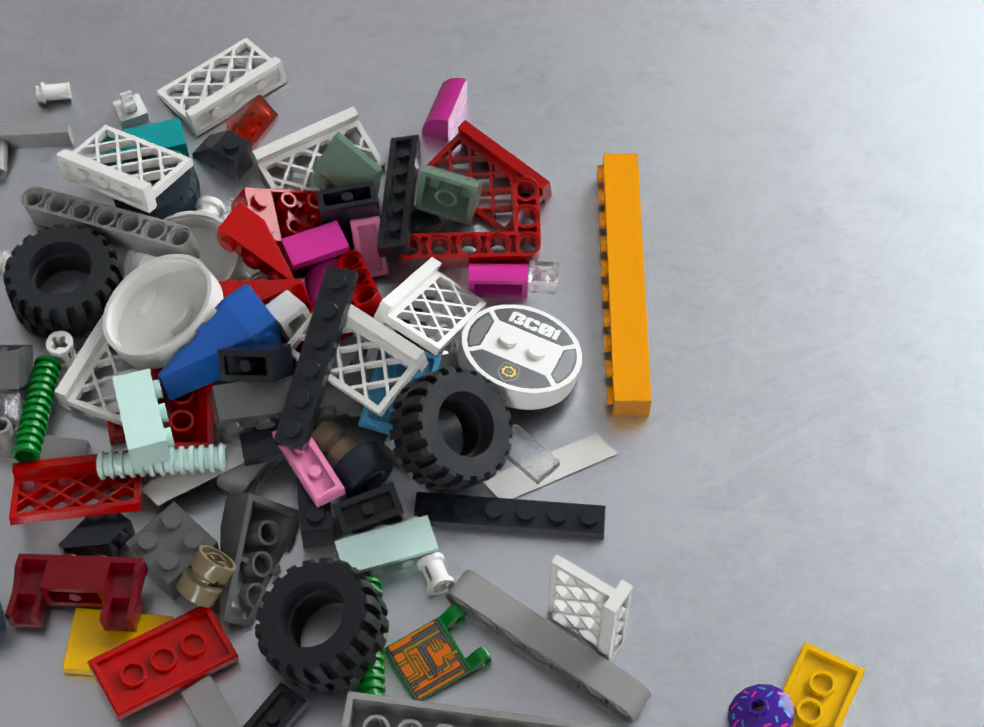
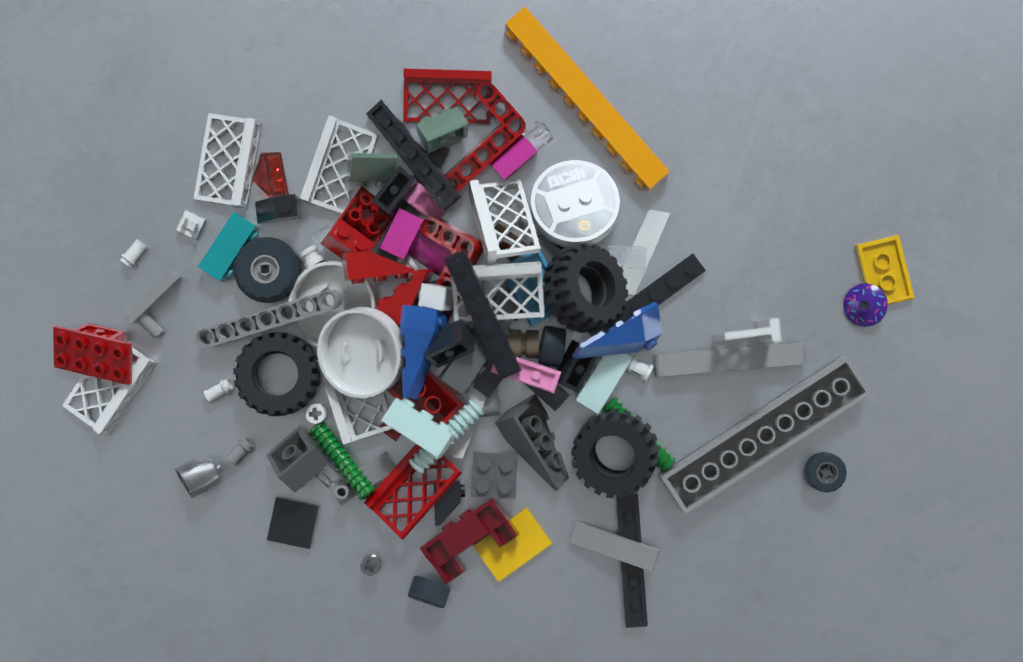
camera: 40 degrees left, 30 degrees up
(113, 179) = (247, 295): white fence -> none
(162, 661) = (546, 535): red tile -> none
(203, 579) = (530, 478): dark tan wheel -> none
(430, 657) = (676, 416): flag -> none
(446, 109) = (378, 65): dark pink brick -> none
(456, 515) = (628, 337): none -> blue wedge

